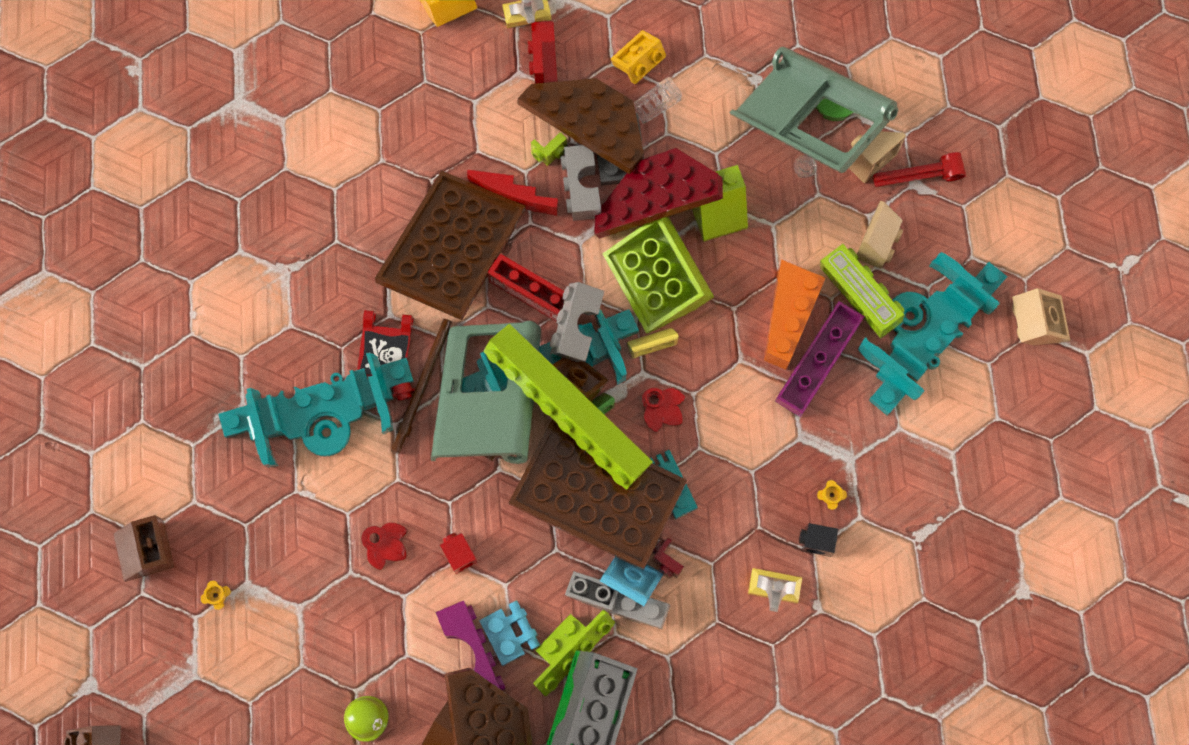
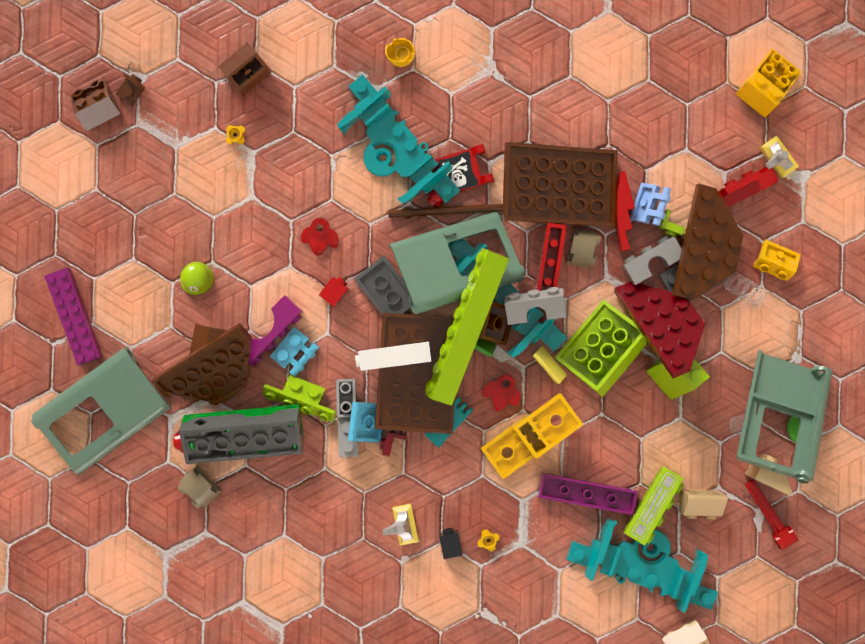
camera: 70 degrees right, 15 degrees up
(96, 701) = (130, 89): none -> reddish brown bracket
(215, 359) = (400, 52): none -> yellow hair
(480, 490) = (384, 287): none -> dark grey plate
(512, 163) = (646, 201): none -> light blue plate
(535, 251) = (582, 248): none -> dark tan cylinder
(566, 504) = (393, 356): none -> white slope
(727, 391) = (531, 436): none -> yellow bracket
(792, 305) = (618, 458): orange wedge -> none

